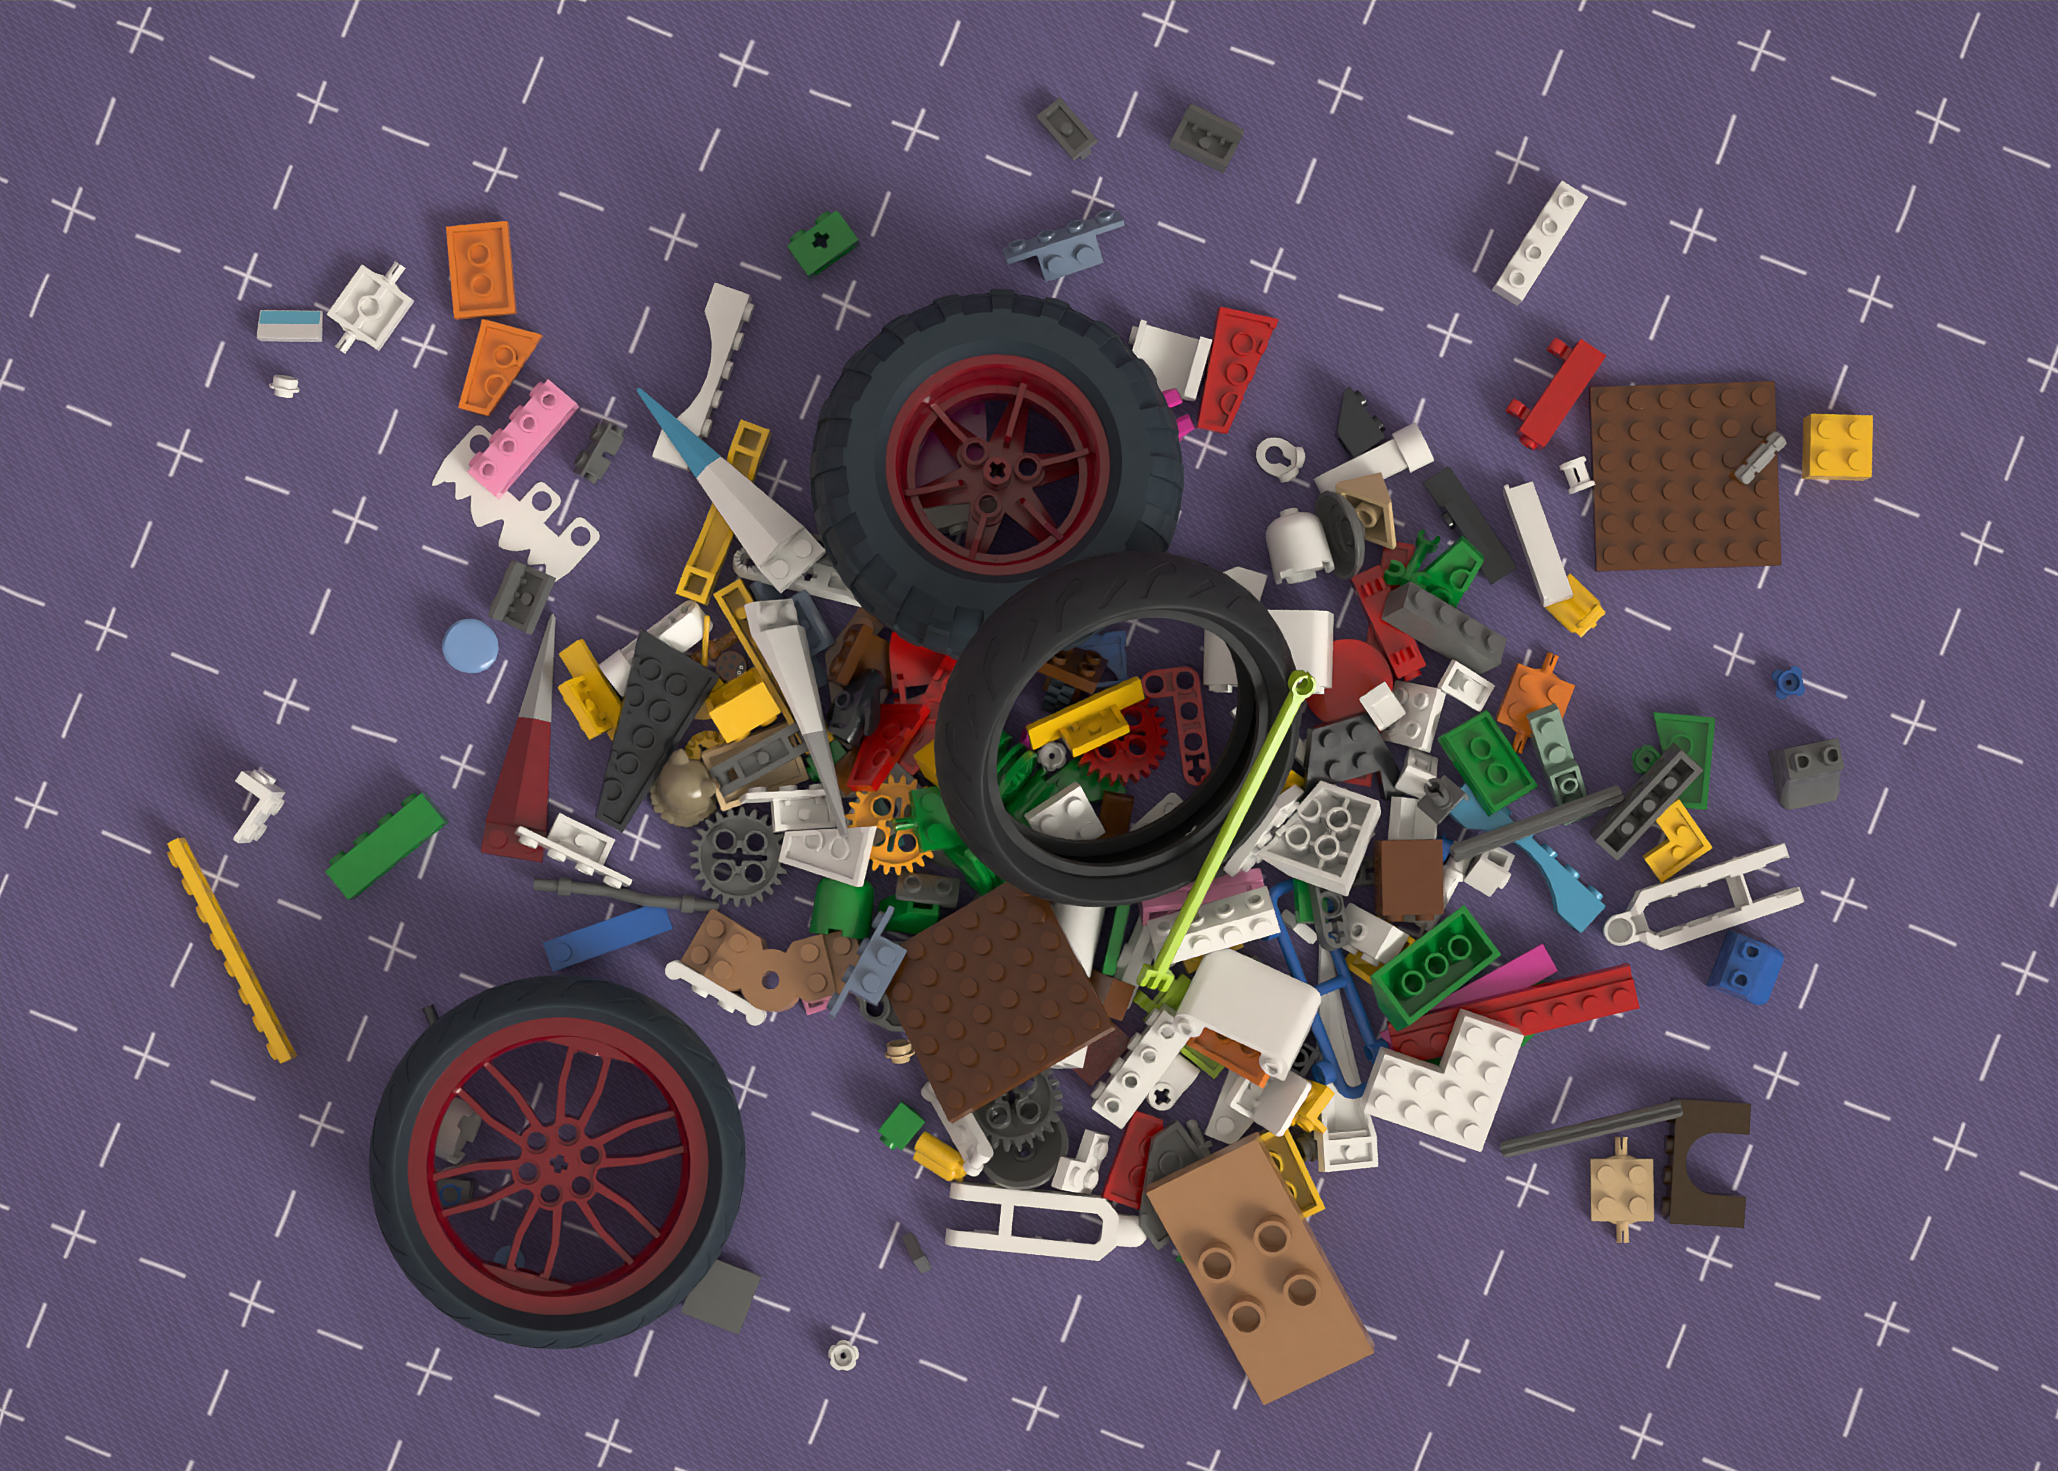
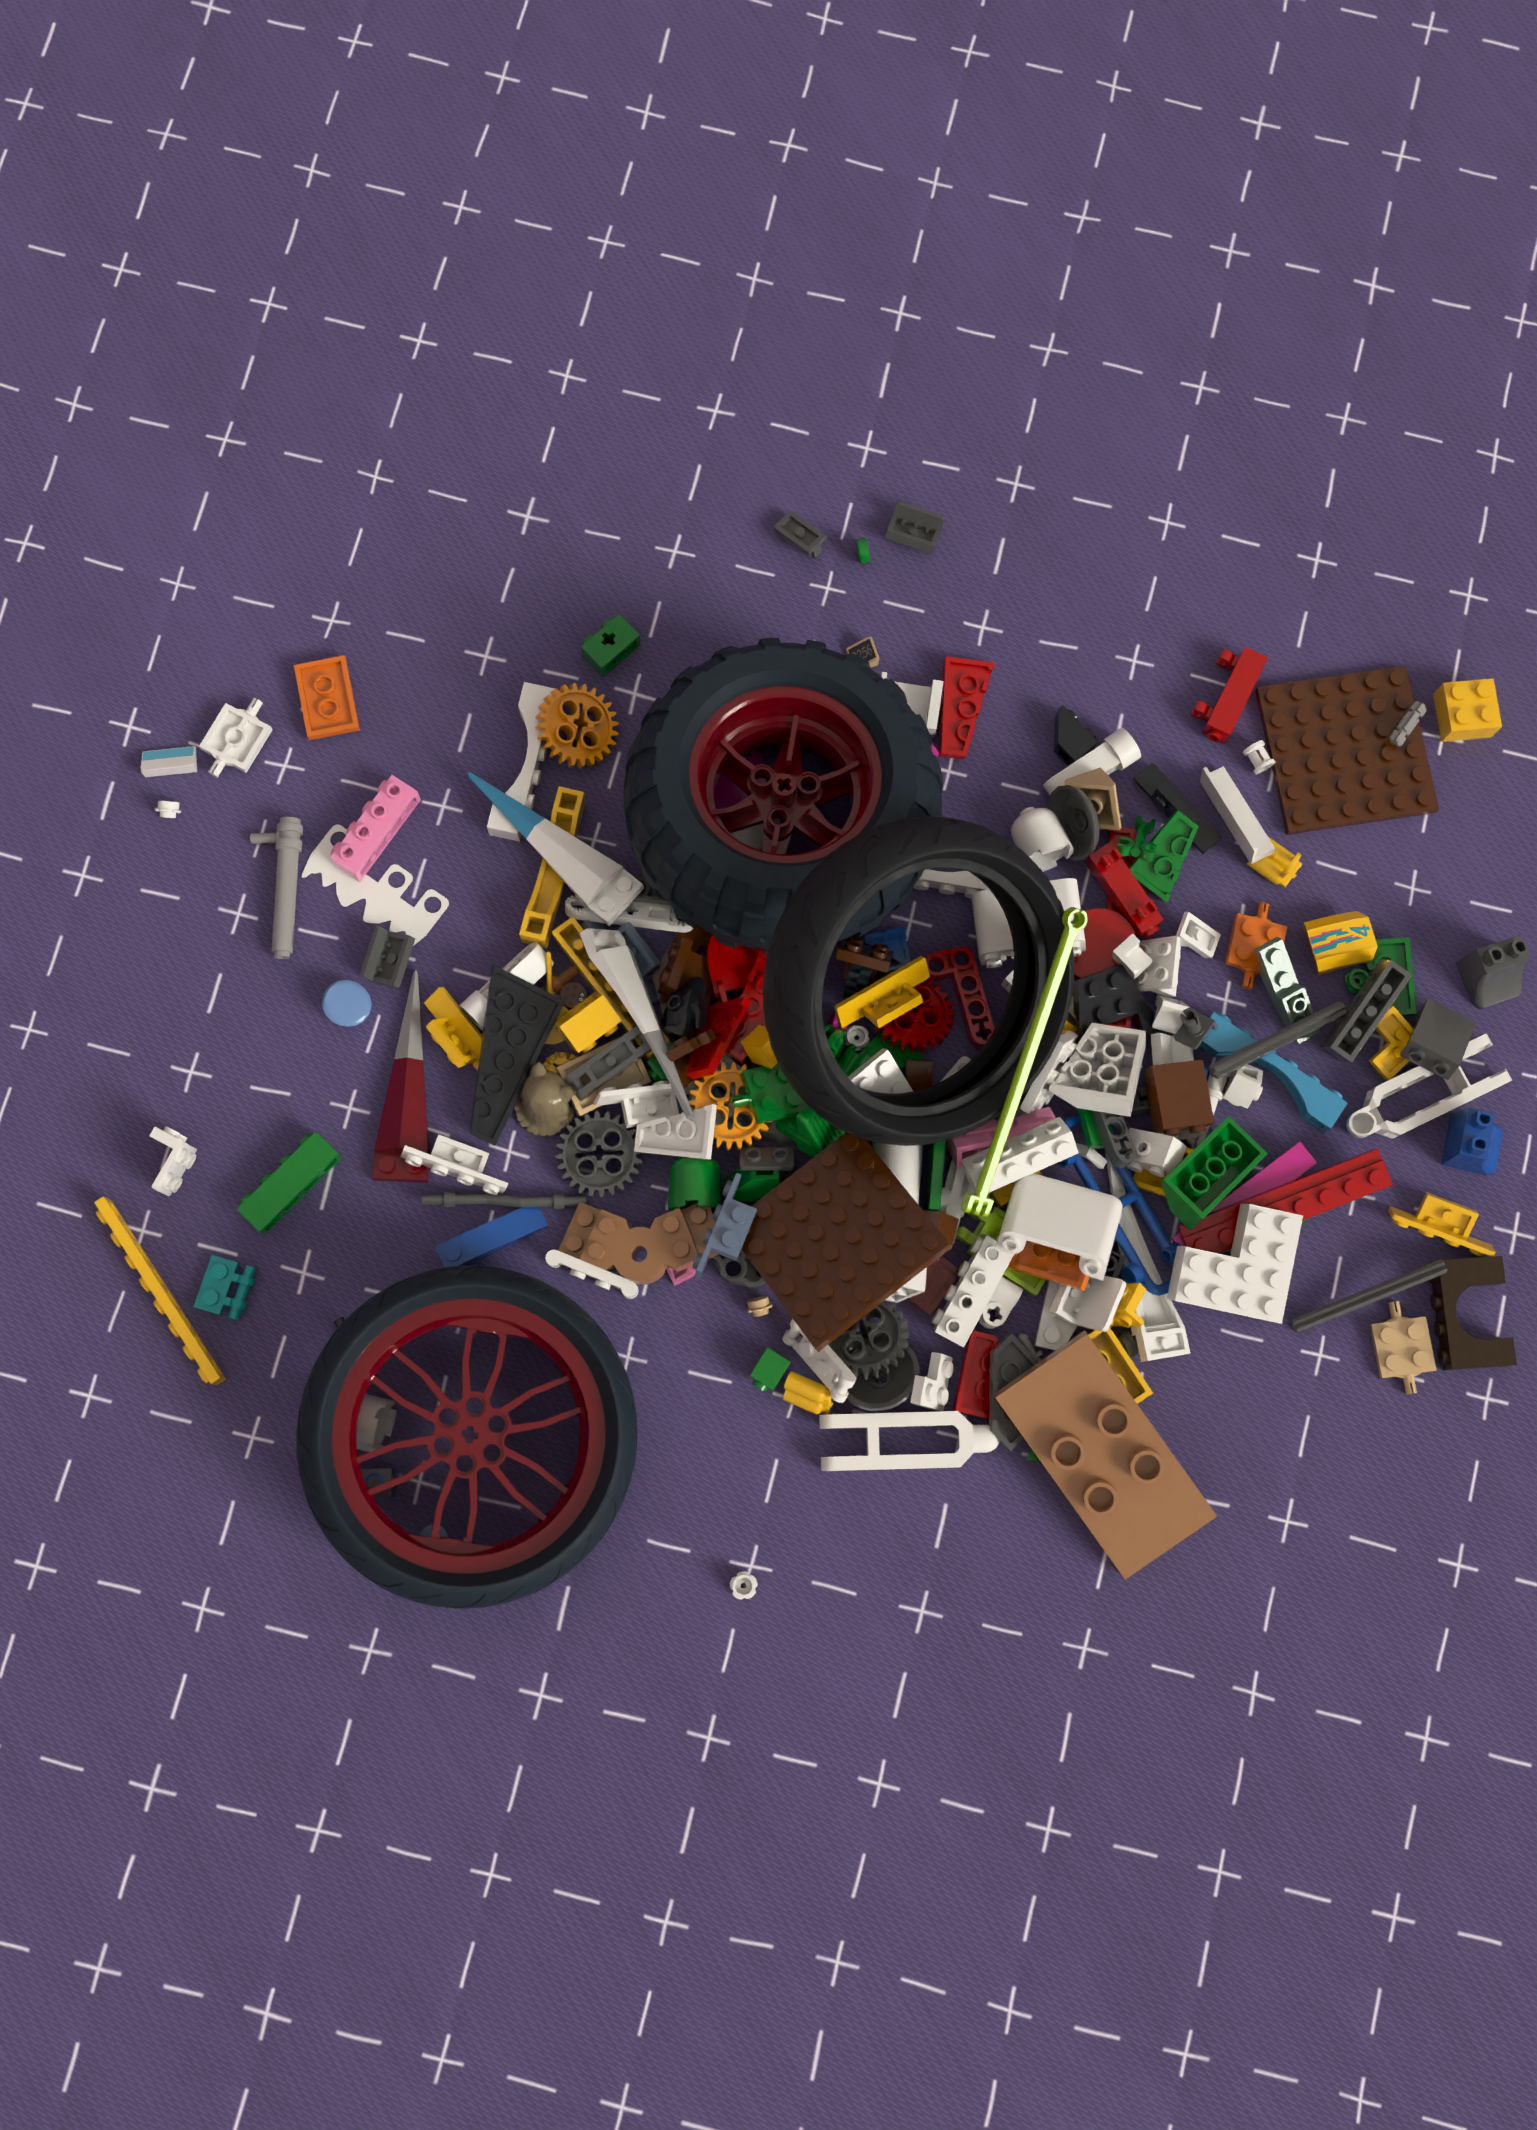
camera: 15 degrees left, 10 degrees down
(296, 951) = (217, 1286): none -> teal plate
(419, 450) = (288, 847): none -> light grey cylinder
(495, 365) = (345, 772): orange wing -> none
(601, 440) = (444, 822): dark grey hinge -> none
(723, 1296) = (628, 1544): dark grey tile -> none
(745, 335) = (555, 719): none -> light orange gear
(850, 754) = (684, 1045): none -> reddish brown plate
(916, 1252) = (797, 1483): dark grey tile -> none
(1067, 248) = (817, 625): sand blue bracket -> none
(1122, 290) = (865, 650): none -> slope
(1140, 159) = (862, 550): none -> green tile
(1284, 473) = (1024, 768): white piece -> none
(1443, 628) = (1172, 886): dark grey brick -> none
(1487, 762) = (1226, 996): green tile -> none
(1539, 243) = (1197, 579): white brick -> none
(1633, 711) = (1340, 941): none -> yellow slope
(1695, 1054) = (1446, 1220): none -> yellow bracket
(1724, 845) = (1438, 1039): none -> dark grey panel
(1794, 675) = (1469, 901): blue plate -> none

